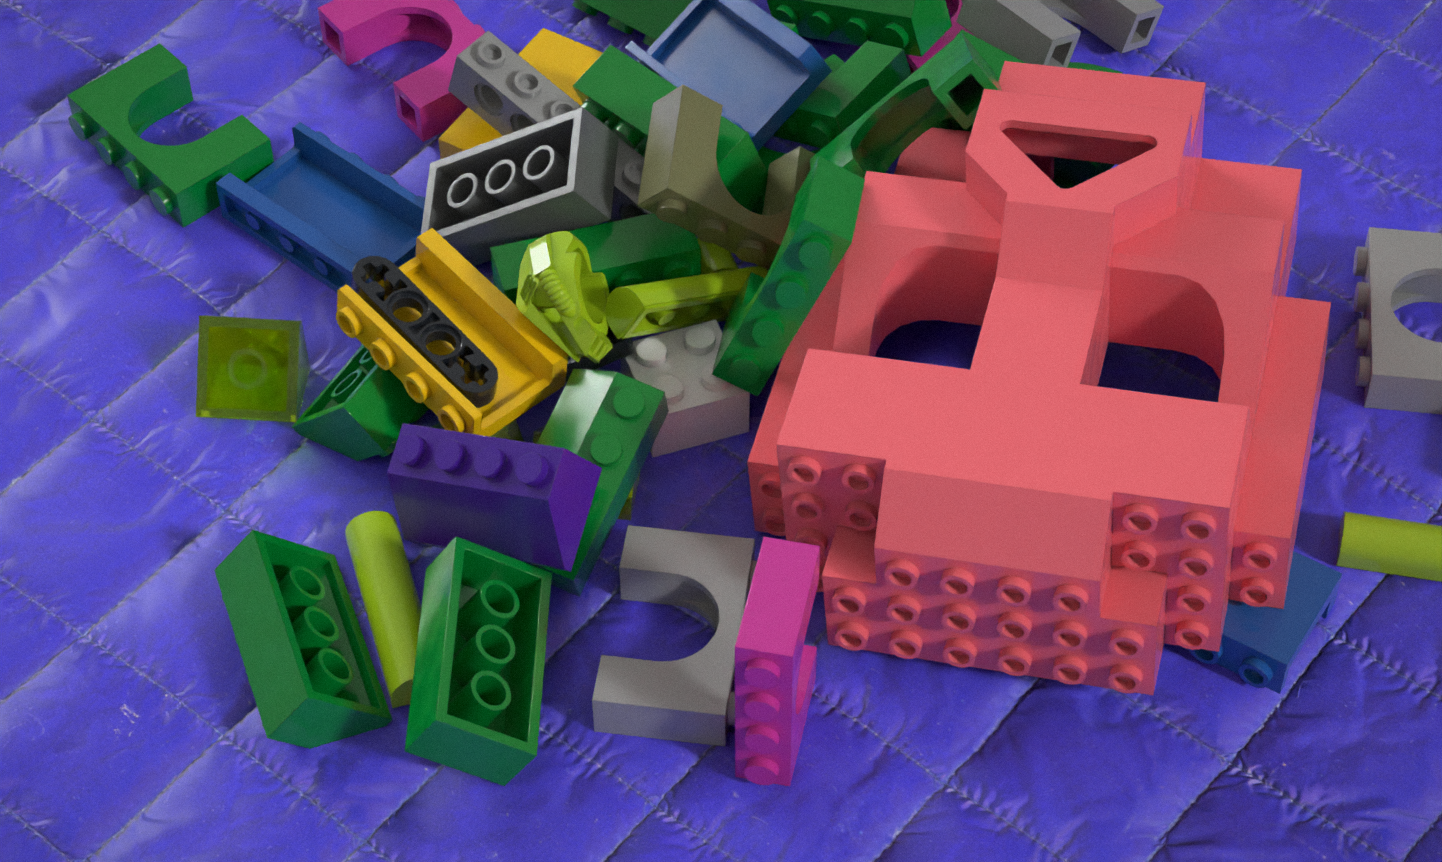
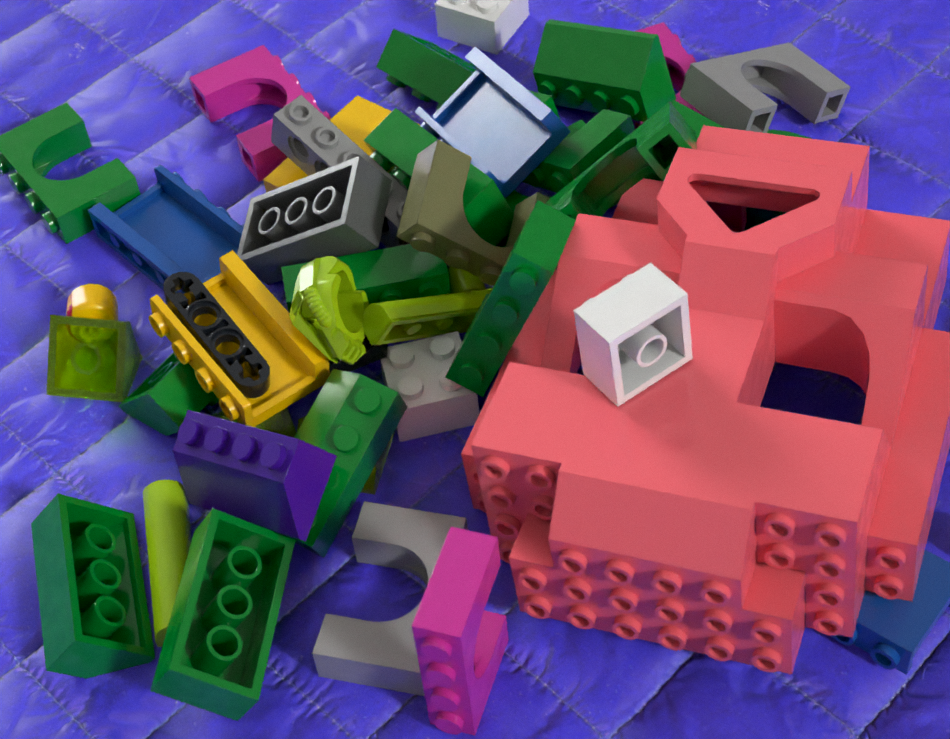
camera: 10 degrees right, 0 degrees up
(240, 298) = (92, 302): none -> yellow head
(959, 308) = (634, 333): none -> white brick

